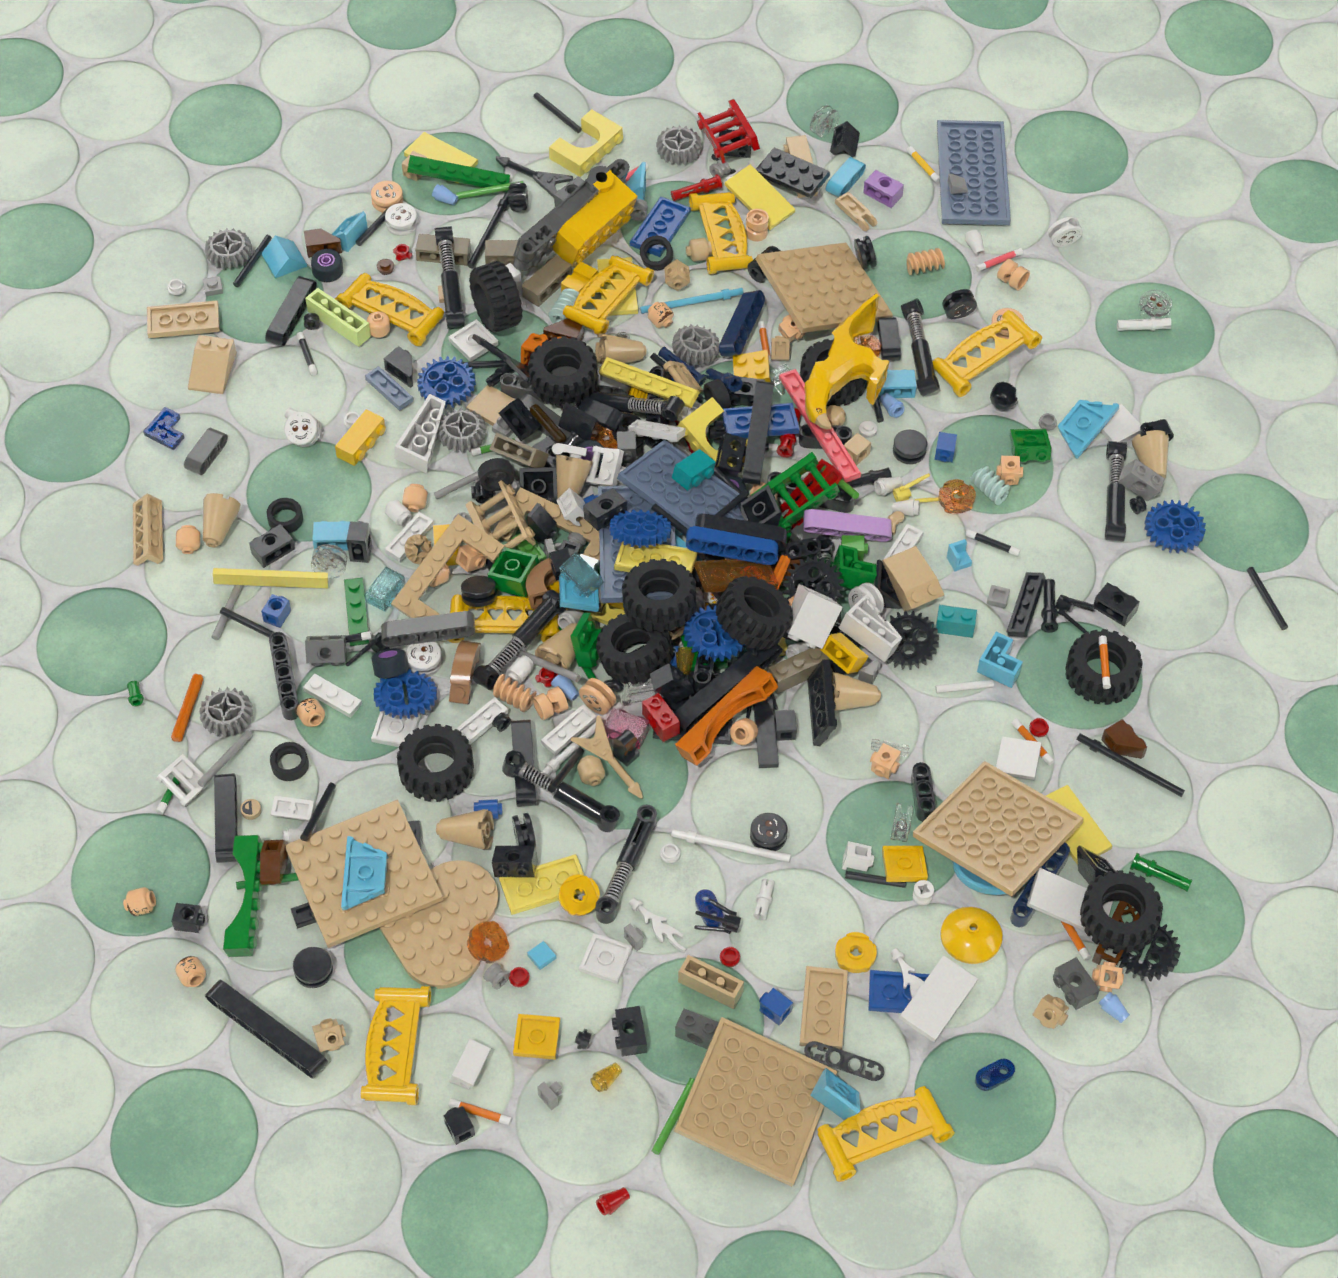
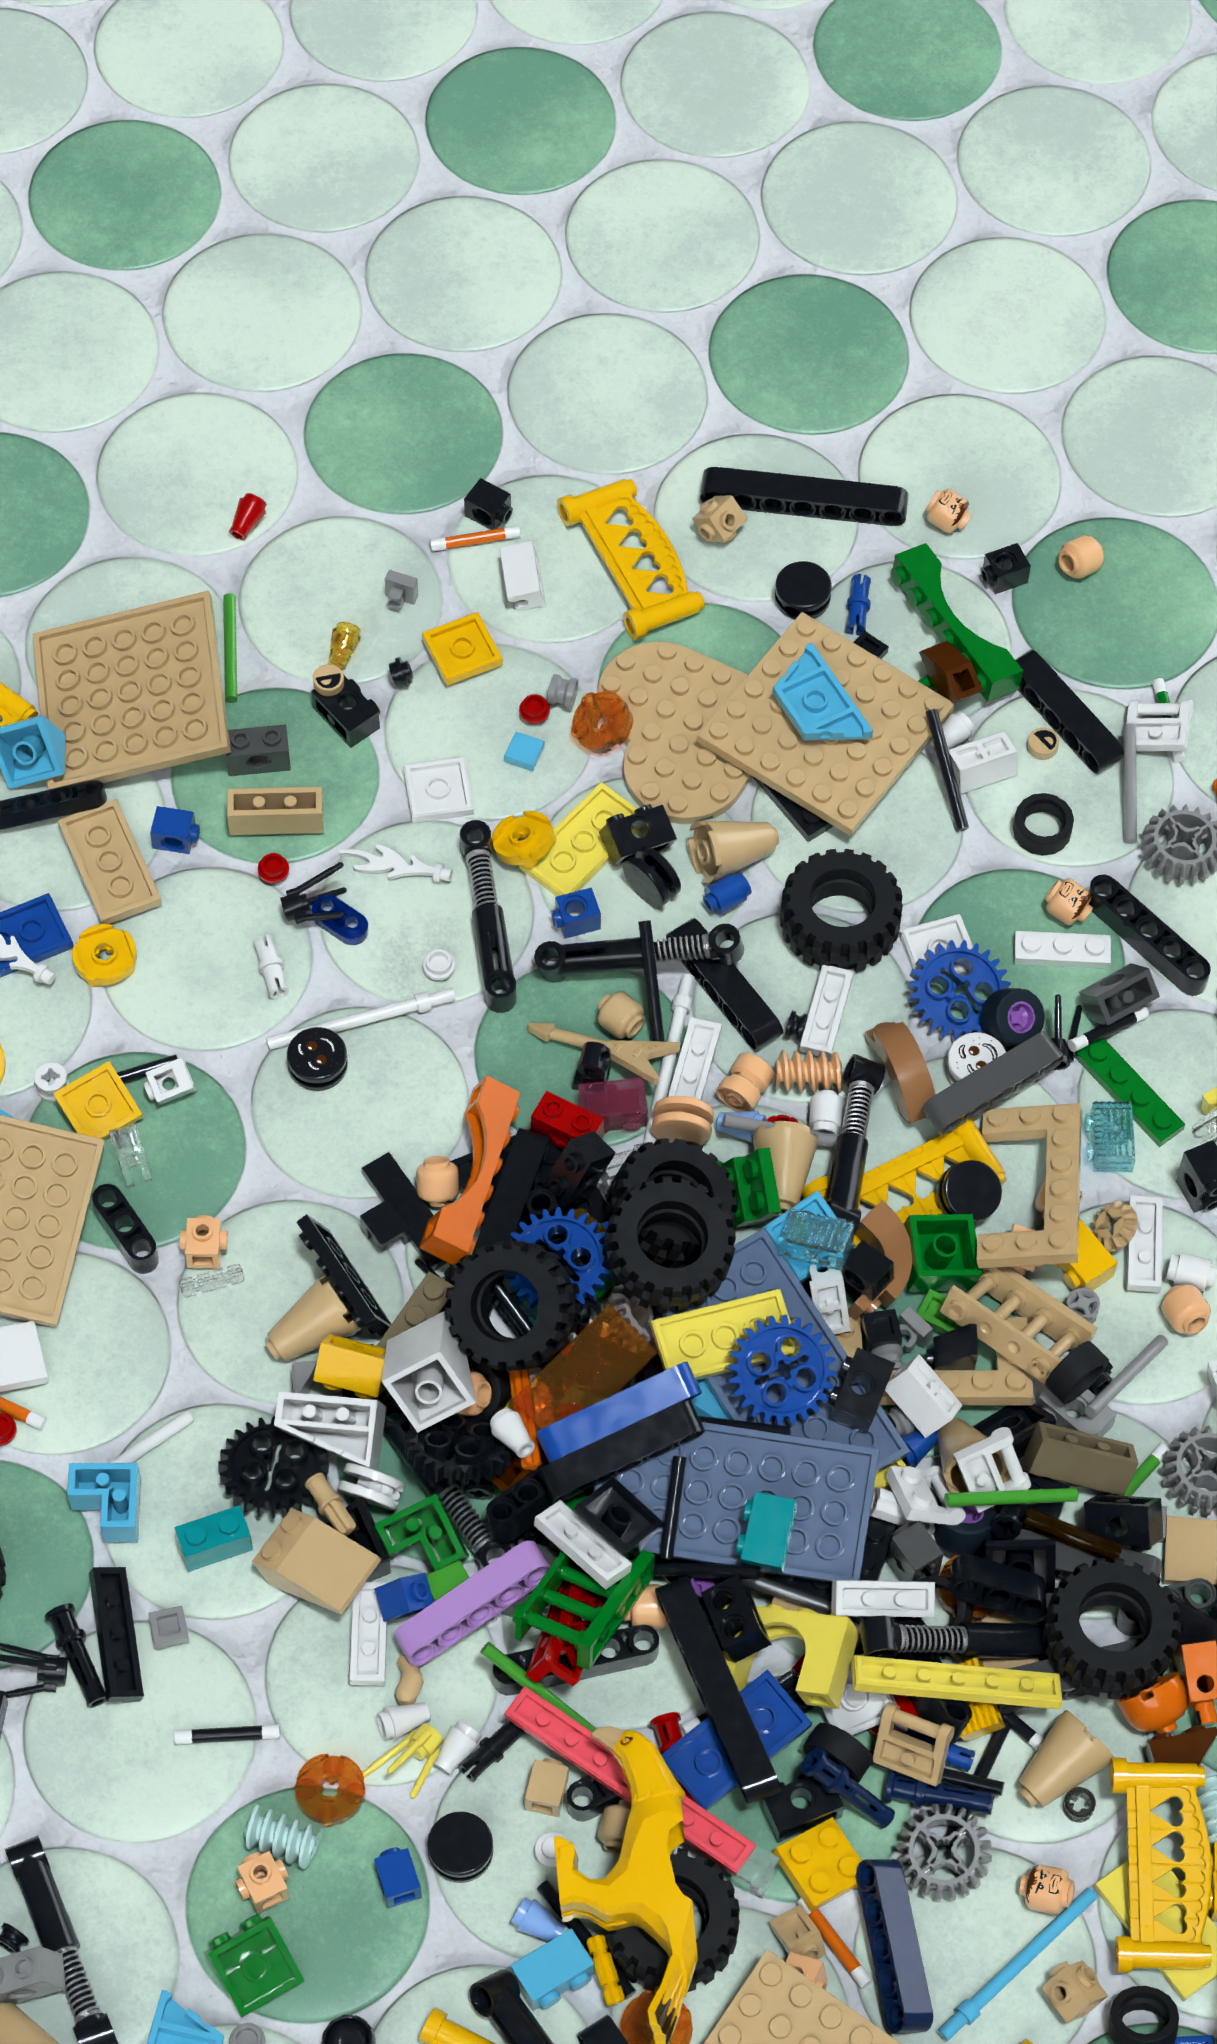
camera: 150 degrees right, 5 degrees up
(287, 944) = (858, 604): none -> blue pin
(568, 441) = (1011, 1497): none -> bright green bar
(576, 832) = (581, 902): none -> blue brick
(633, 936) = (415, 825): light grey plate -> none
(633, 1040) = (328, 680): none -> tan tile
(787, 570) = (511, 1431): none -> white cone
(789, 517) = (583, 1544): none -> white plate
(877, 546) = (404, 1596): none -> blue brick
(891, 598) = (330, 1504): none -> tan axle
(958, 556) = (268, 1667): medium azure panel -> none

